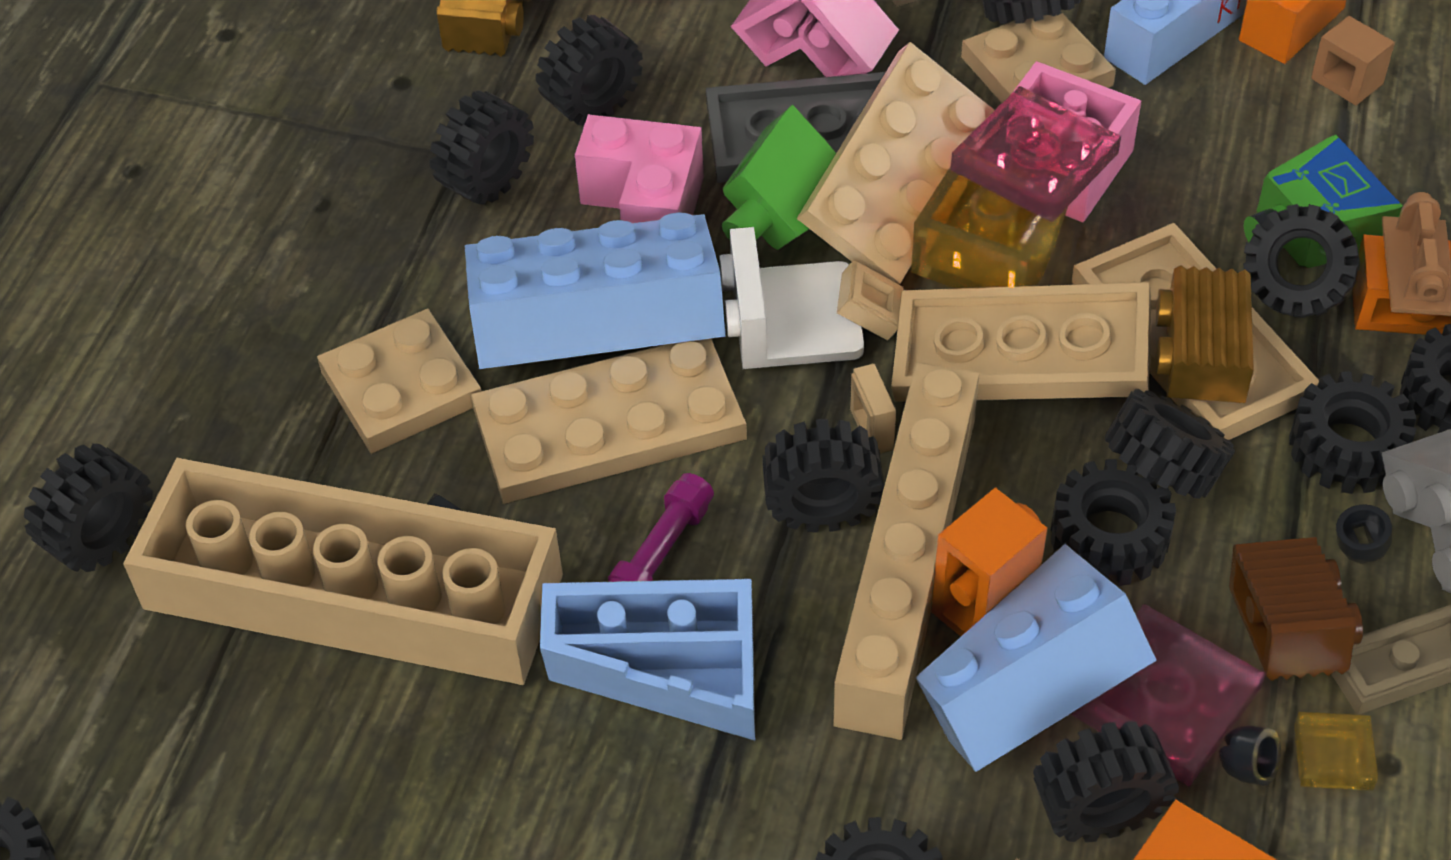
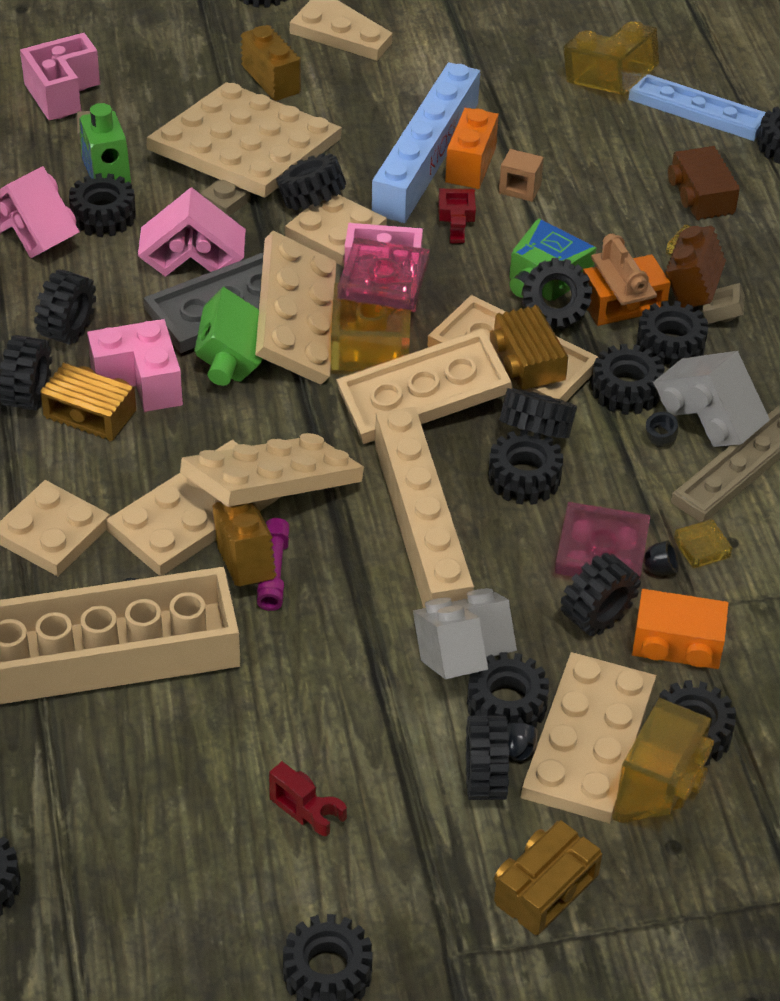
camera: 30 degrees left, 5 degrees down
(541, 197) = (88, 401): none -> pearl gold brick
(593, 290) = (151, 433): light blue brick -> none
(621, 495) = (244, 543): none -> pearl gold brick
(657, 646) = (316, 614): light blue wedge -> none
(706, 397) = (271, 469): none -> tan plate
(785, 310) = (271, 410): white bracket -> none
(822, 475) = (355, 492): black tyre -> none
(853, 763) = (463, 632): none -> light grey brick
(869, 300) = (319, 390): tan tile -> none
(873, 406) = (359, 447): tan tile -> none
(984, 559) = (480, 508): orange brick -> none
(1035, 659) = (532, 543): light blue wedge -> none
(1224, 83) = (458, 208): none -> dark red plate
(1294, 607) = (647, 476): reddish brown brick -> none

